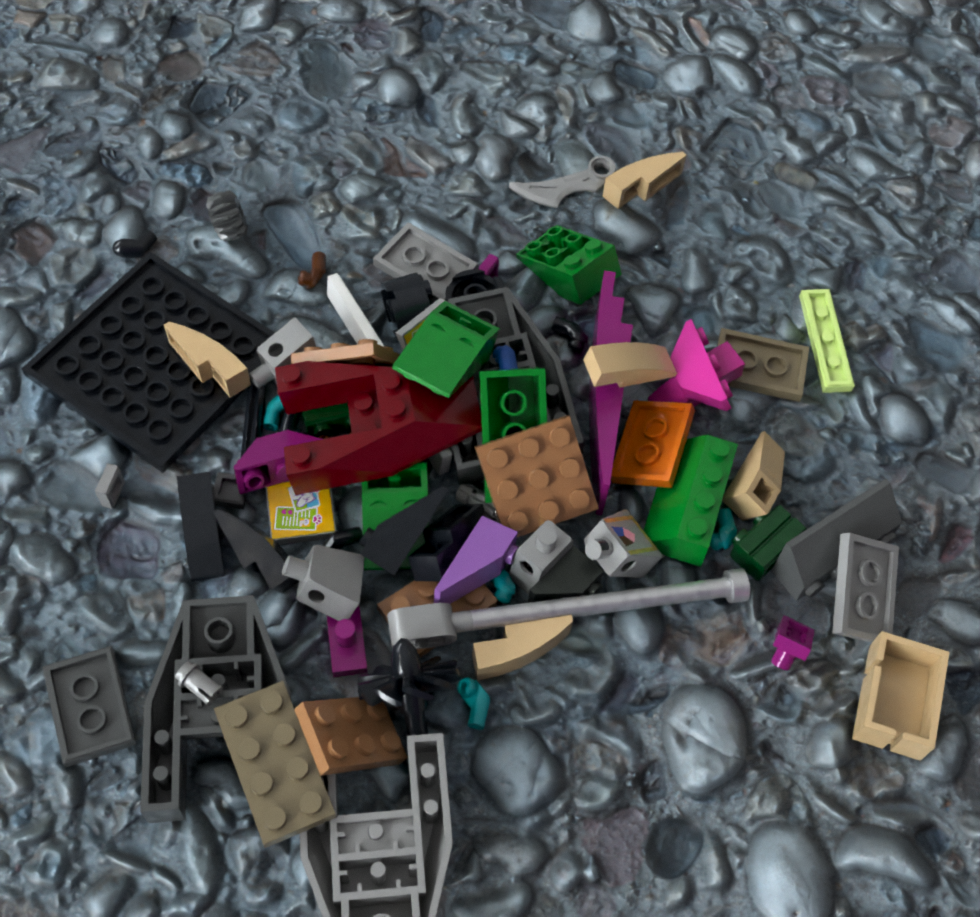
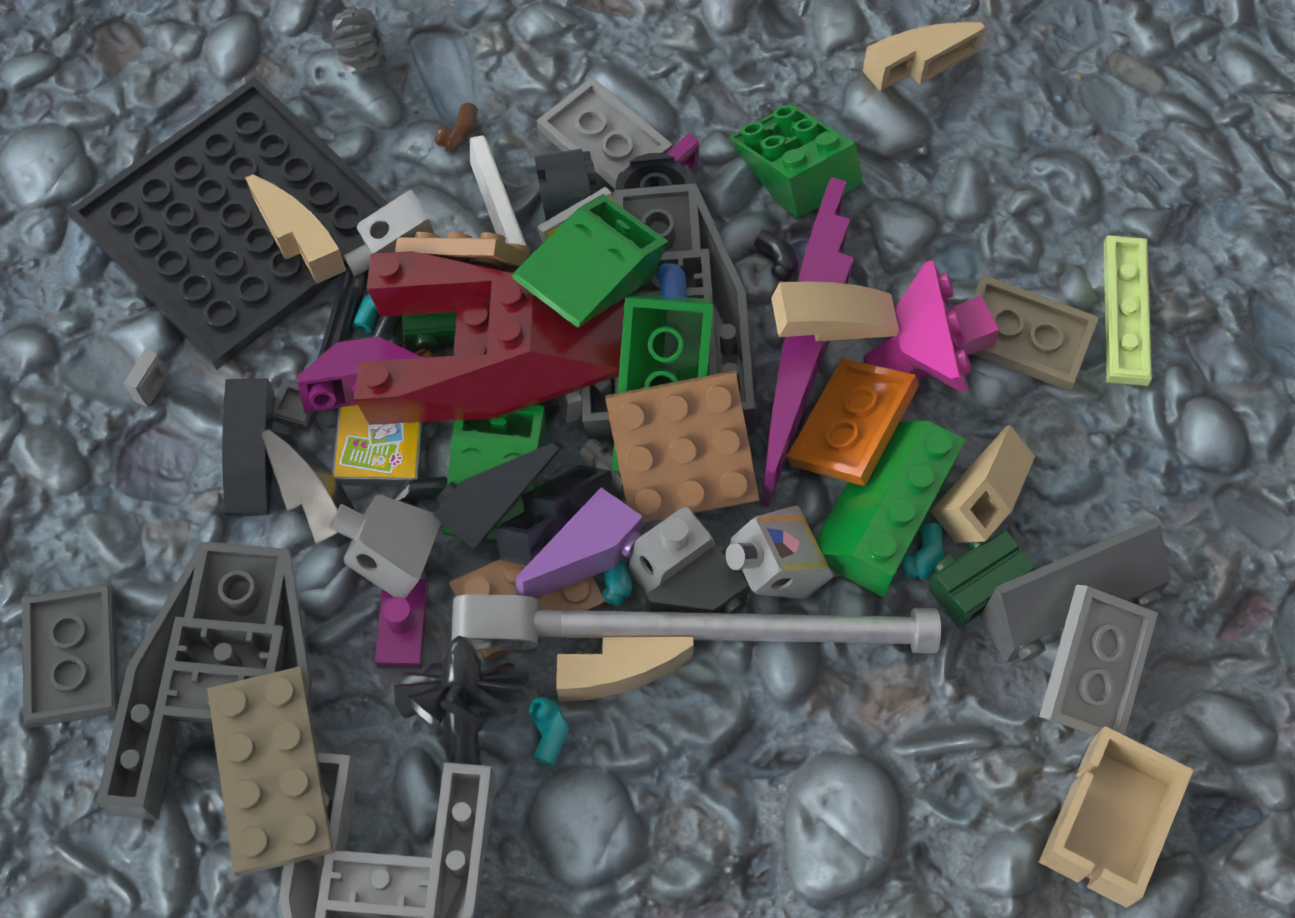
camera: 15 degrees right, 5 degrees up
(134, 247) = (238, 69): black arm -> none
(198, 682) = (195, 652): light grey pin -> none
(349, 735) = (372, 749): medium nougat plate -> none
(553, 191) = (797, 56): light grey piece -> none
(792, 641) = (982, 719): magenta tile -> none

